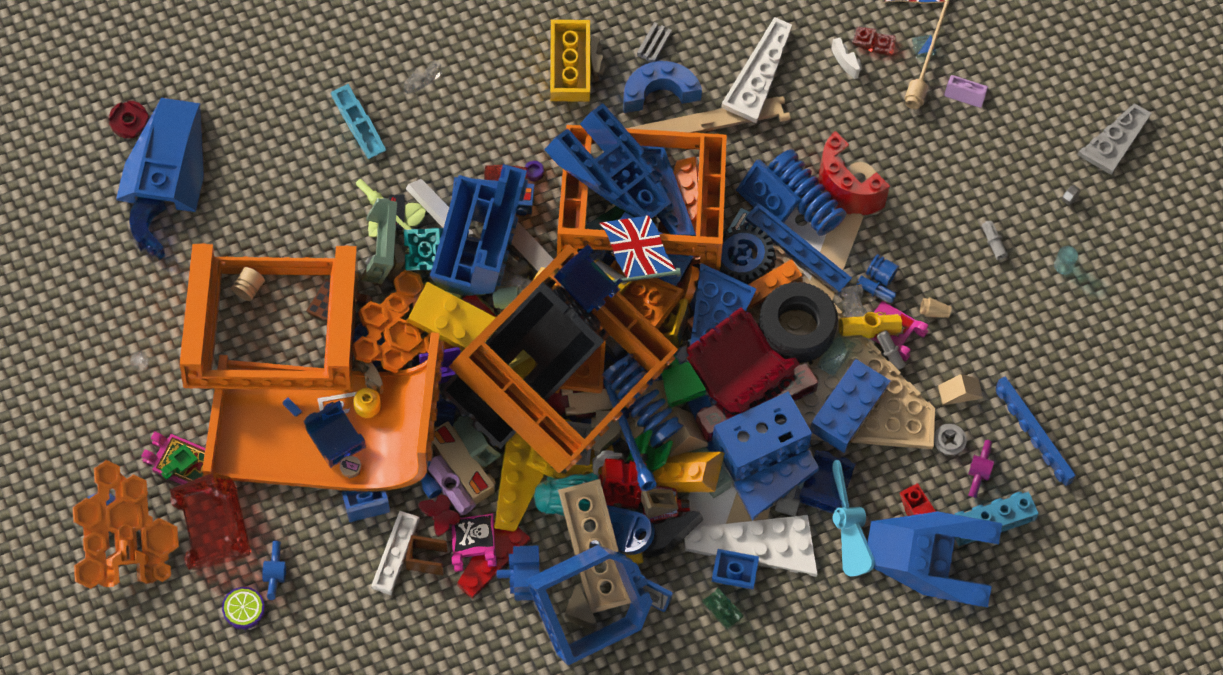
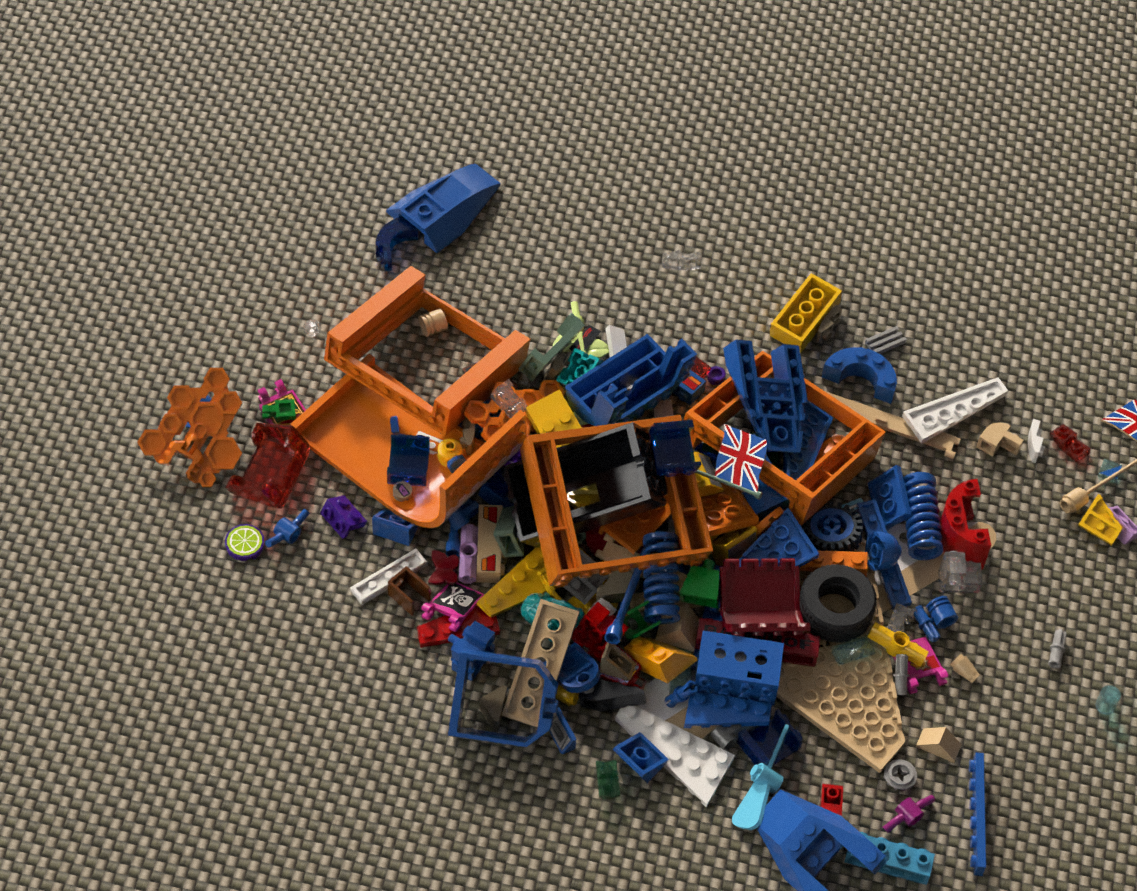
camera: 35 degrees right, 10 degrees down
(130, 129) = (439, 156): dark red tile -> none
(311, 524) = (342, 515): none -> dark purple bracket
(358, 121) = (608, 262): medium azure slope -> none
(382, 410) = (454, 463): none -> tile
(386, 320) = (507, 399): none -> clear leg
(728, 492) = (681, 694): none -> blue pin
(801, 248) = (882, 551): none -> blue cylinder
(814, 73) = (998, 436): none -> tan brick
(849, 405) = (832, 692): blue brick -> none
(872, 226) = (958, 575): none -> clear brick
(950, 99) = (1101, 522): none -> yellow wing

